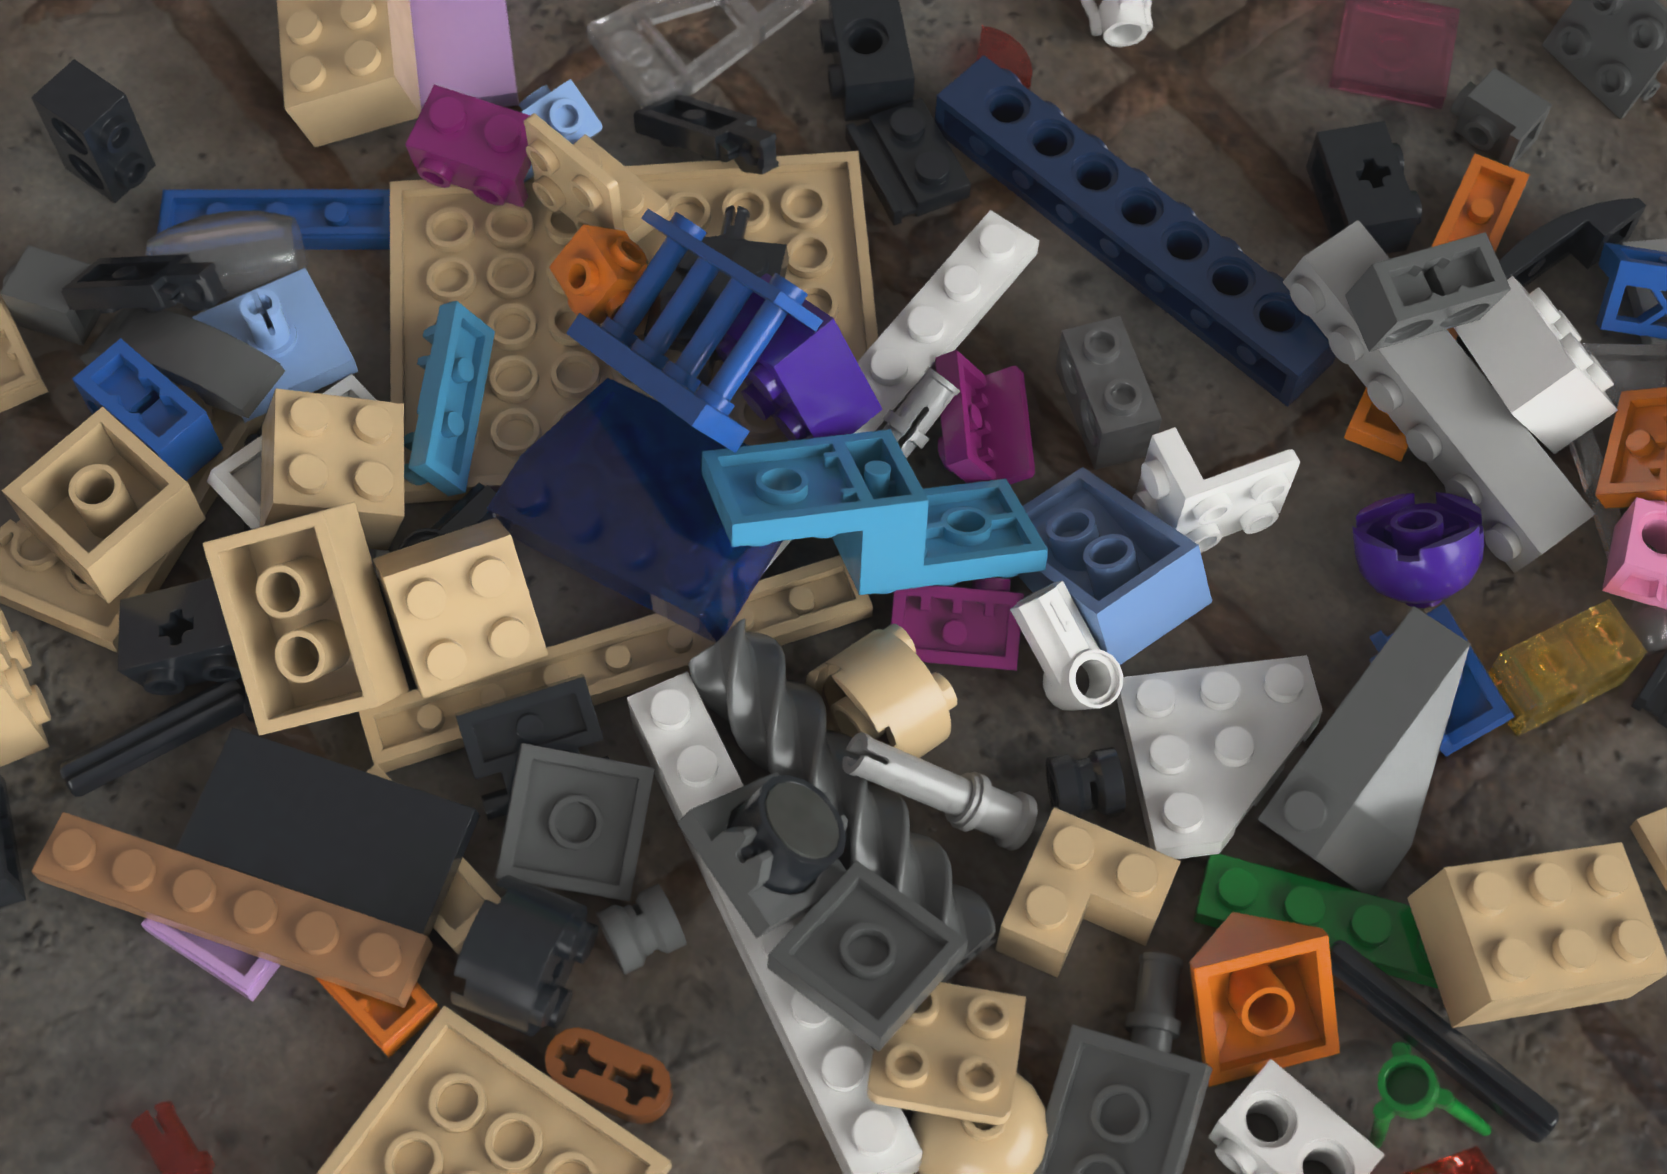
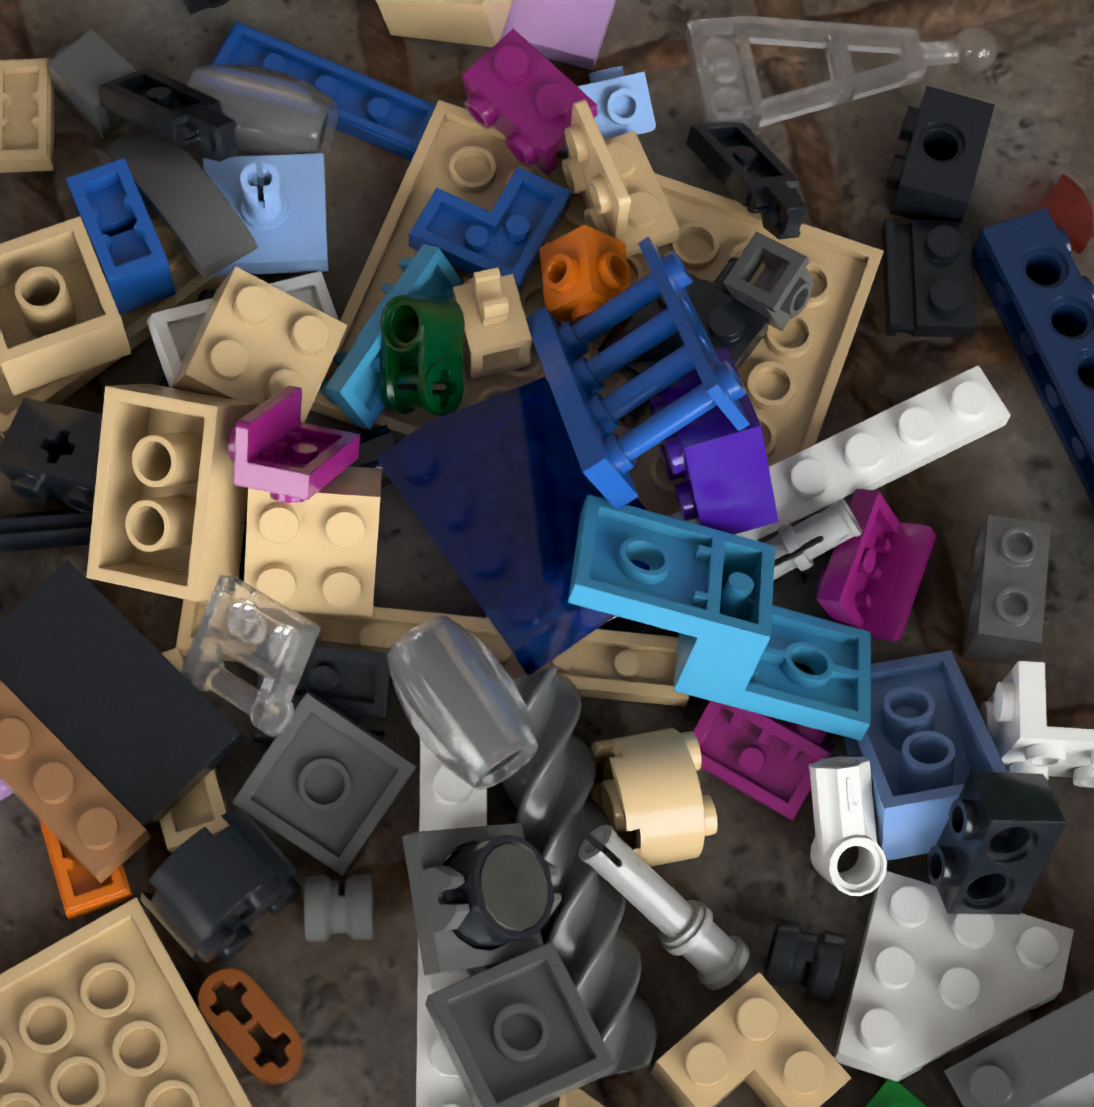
camera: 20 degrees right, 5 degrees up
(405, 535) = (288, 456): none -> magenta bracket
(452, 709) = (260, 636): none -> clear plate
(485, 397) = (422, 349): none -> dark green piece
(506, 282) = (500, 238): none -> blue plate
(535, 351) = (495, 324): none -> tan brick
(673, 683) = (461, 702): none -> clear piece
(784, 212) = (782, 286): none -> dark grey brick
(1206, 603) = (995, 843): none -> black brick

